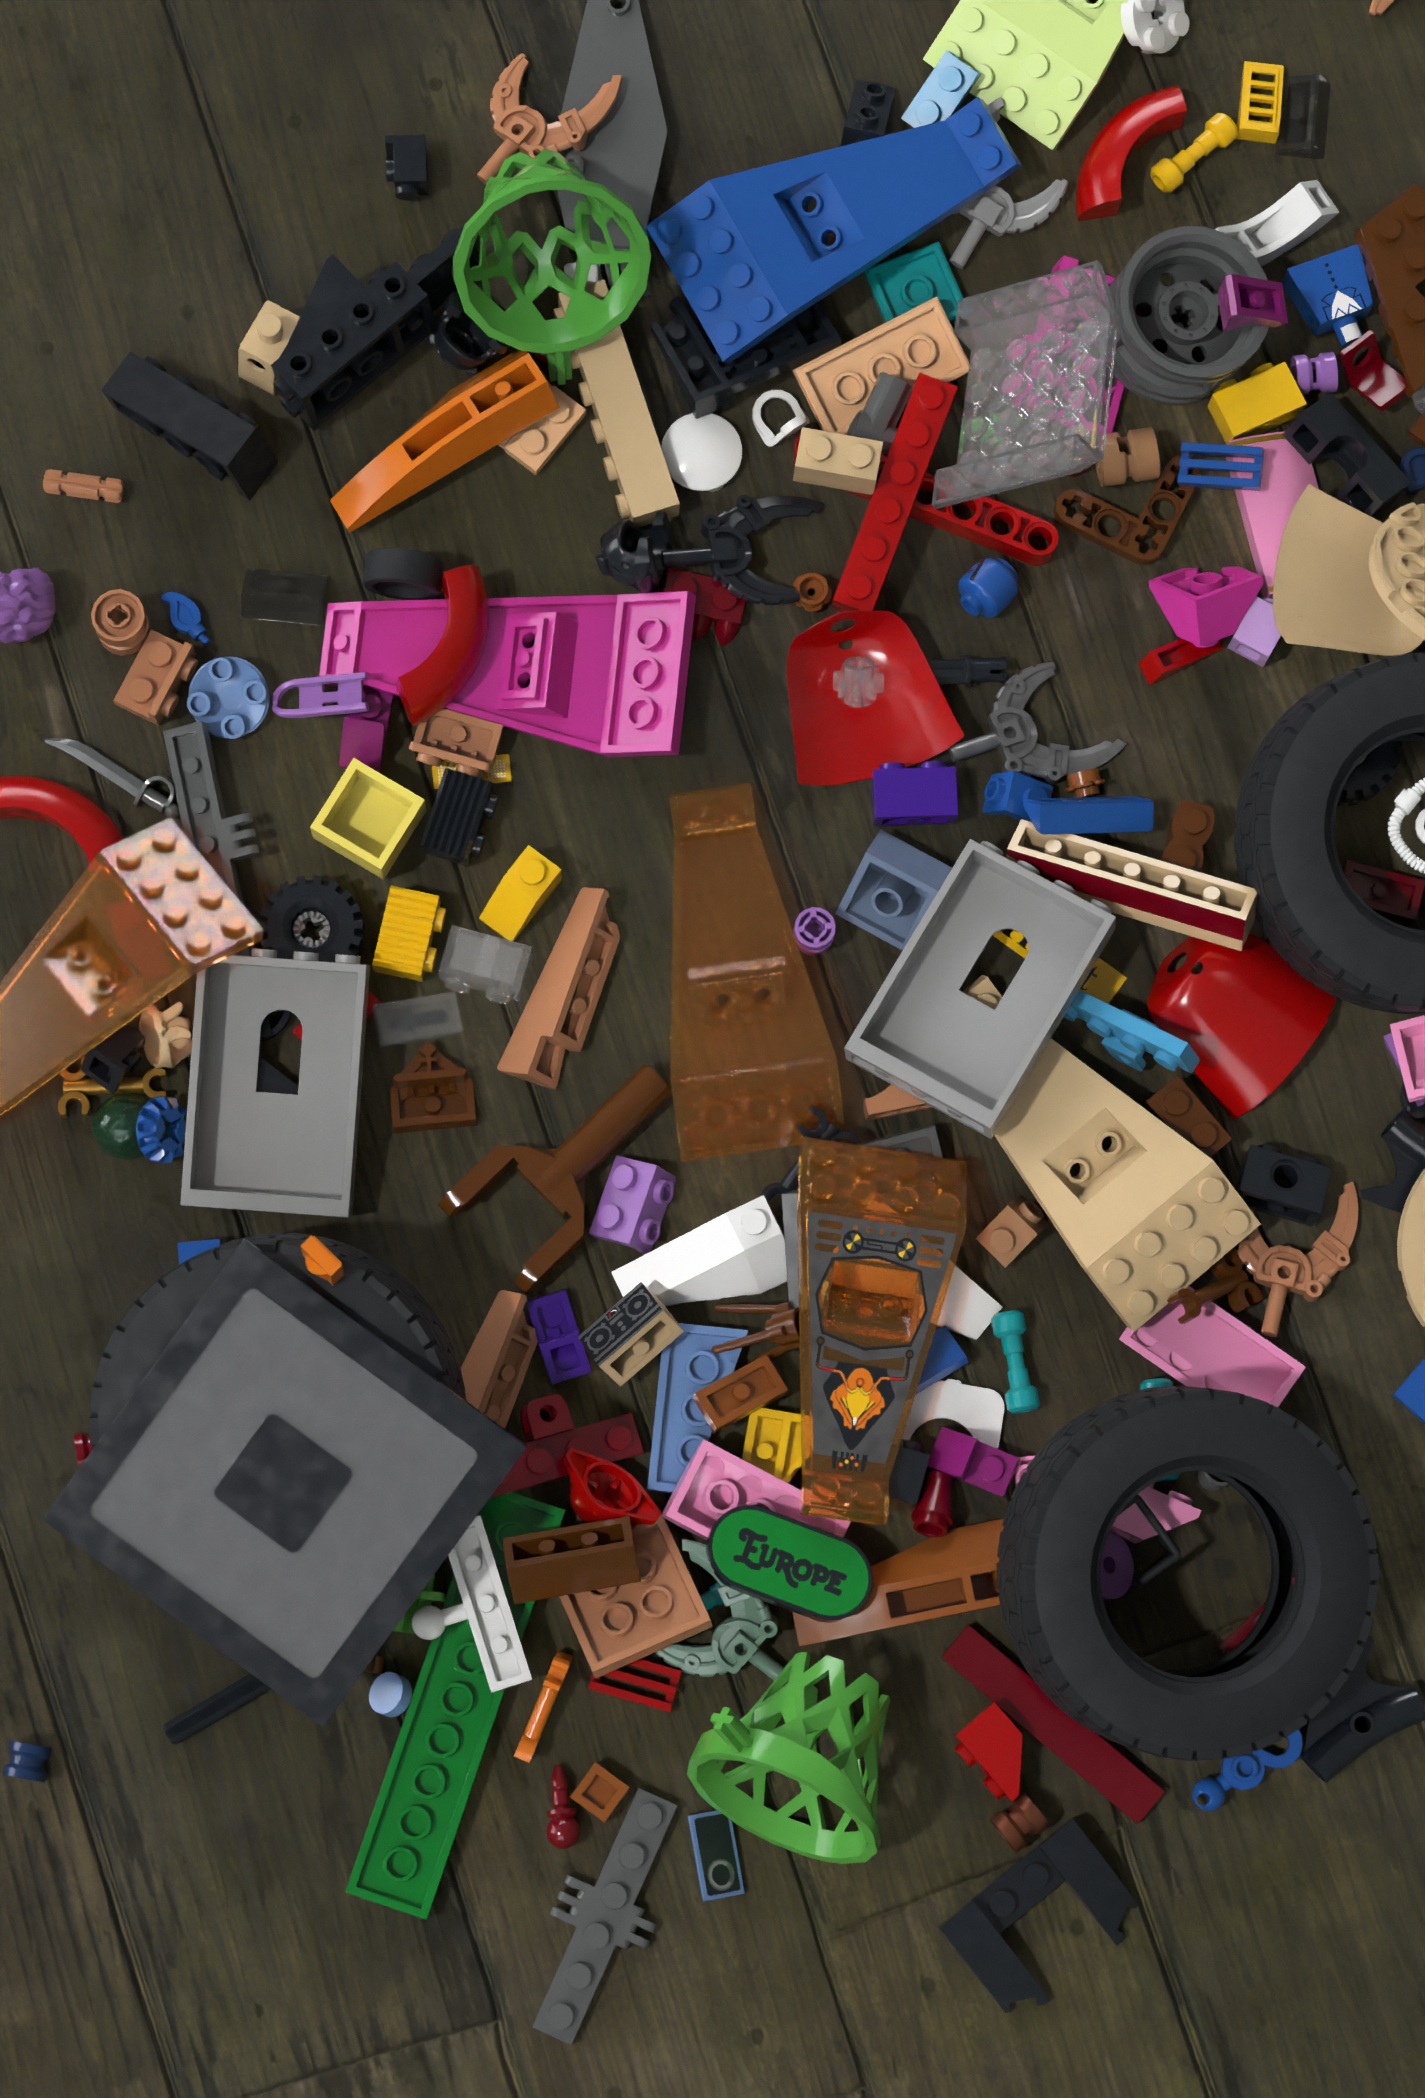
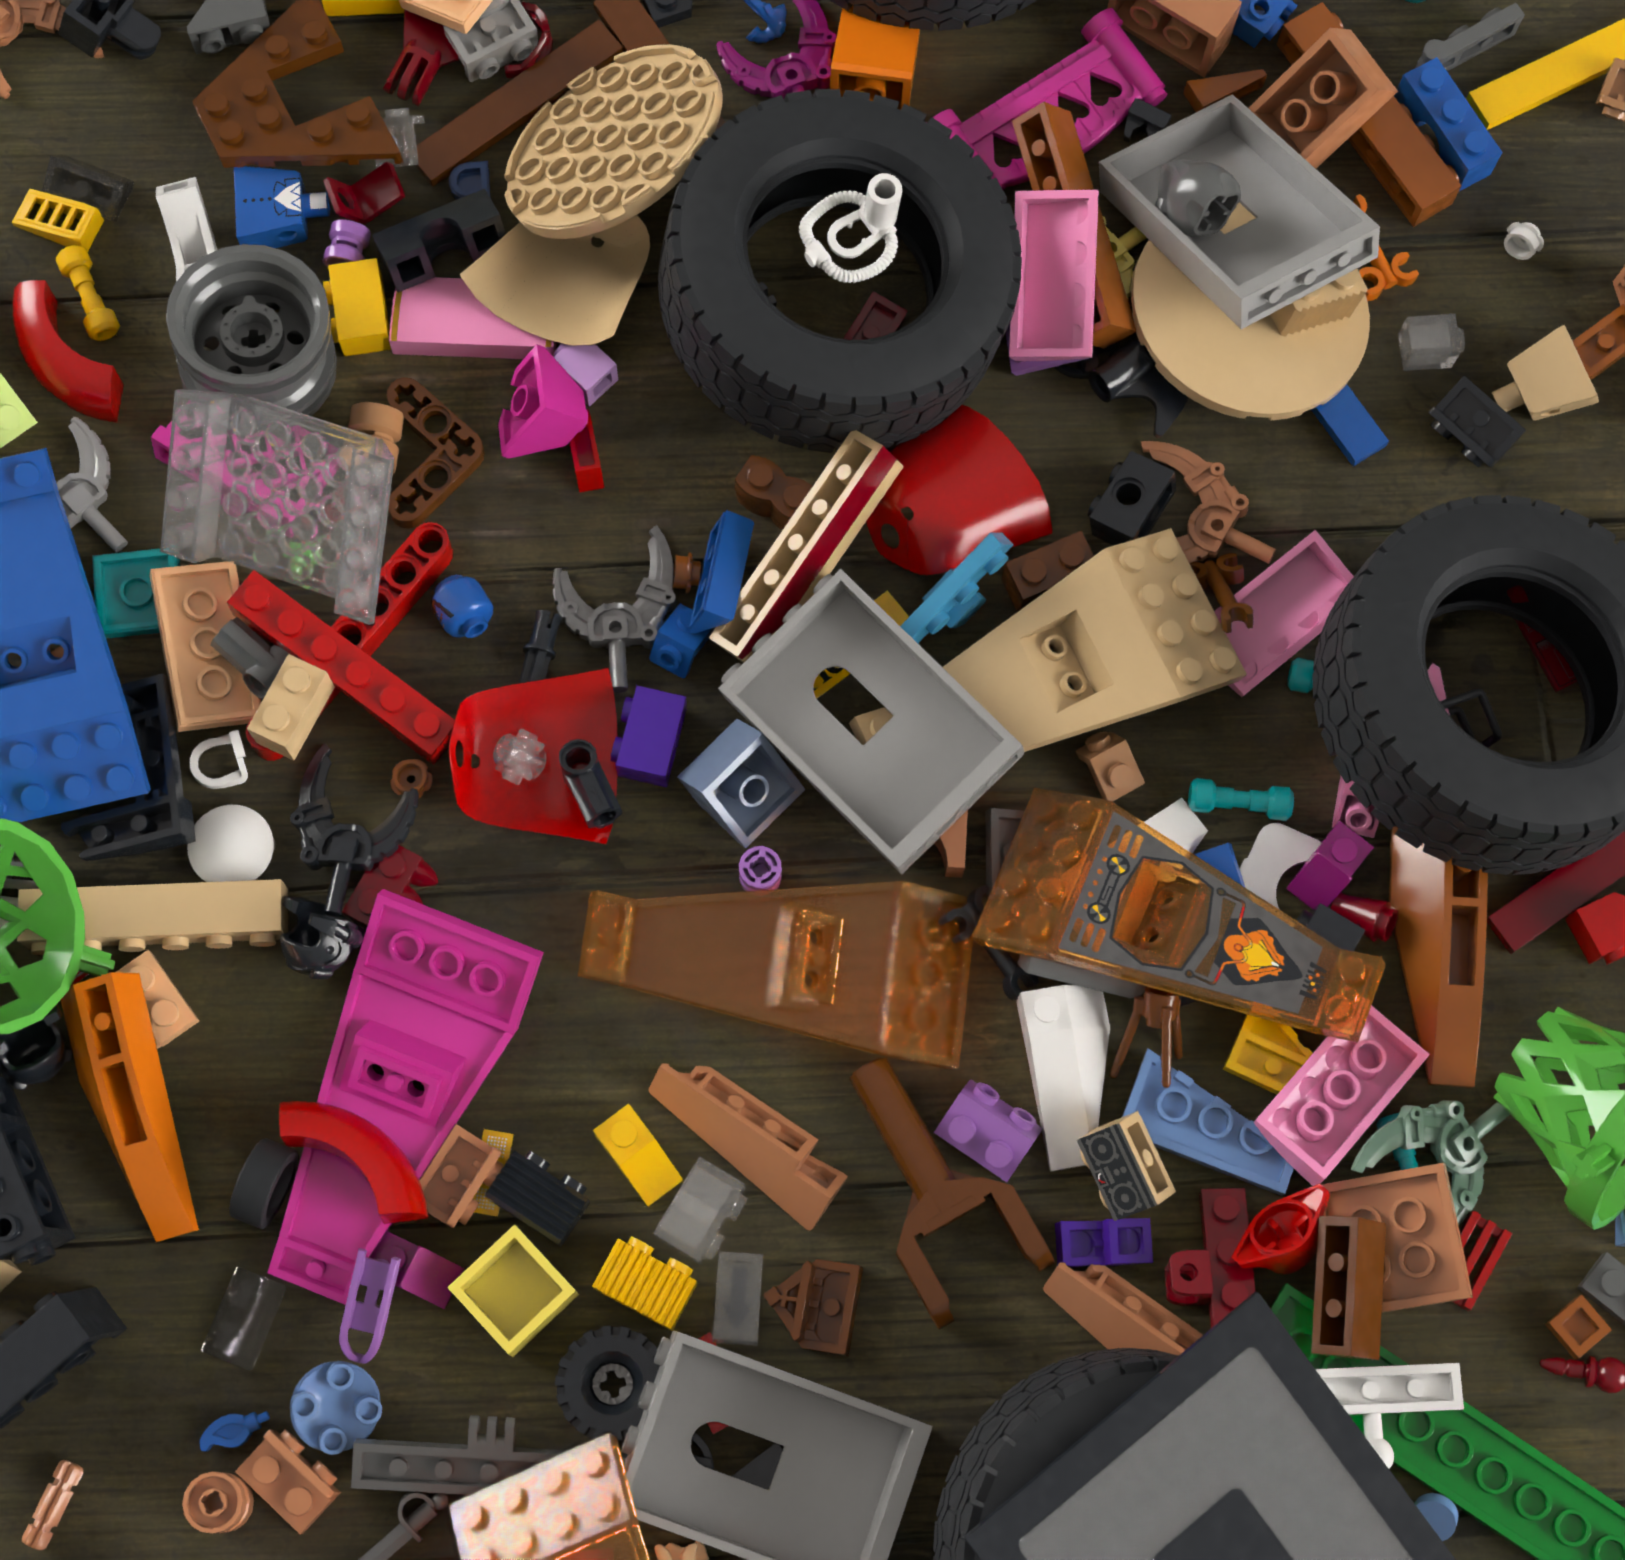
camera: 70 degrees left, 5 degrees down
(321, 1261) = (1010, 1459): orange tile -> none
(543, 1706) = (1454, 1337): orange bar -> none
(740, 1393) = (1213, 1072): dark orange plate -> none
(789, 1563) = (1401, 1069): green tile -> none
(848, 751) = (589, 784): none -> black piece
(1220, 450) = (425, 321): blue tile -> none
(1251, 301) = (267, 262): magenta slope -> none

